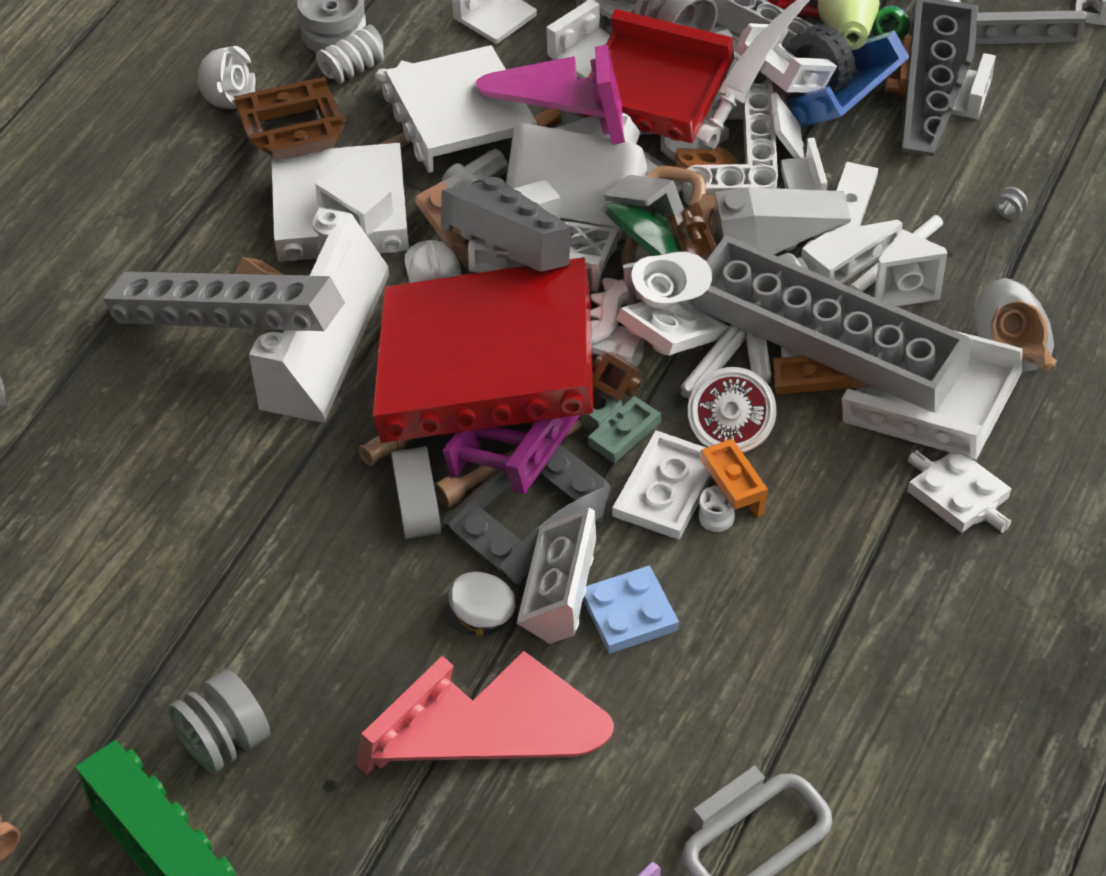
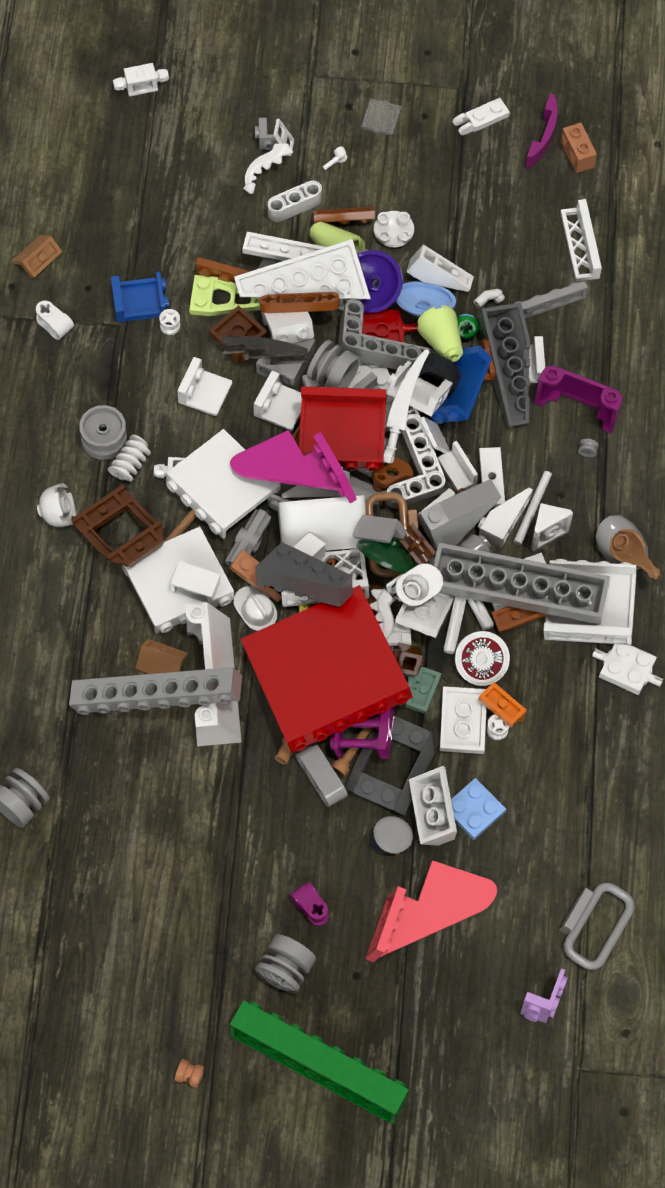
camera: 25 degrees left, 15 degrees up
(309, 660) = (309, 901): none -> magenta piece
(999, 110) = (557, 382): none -> magenta windscreen

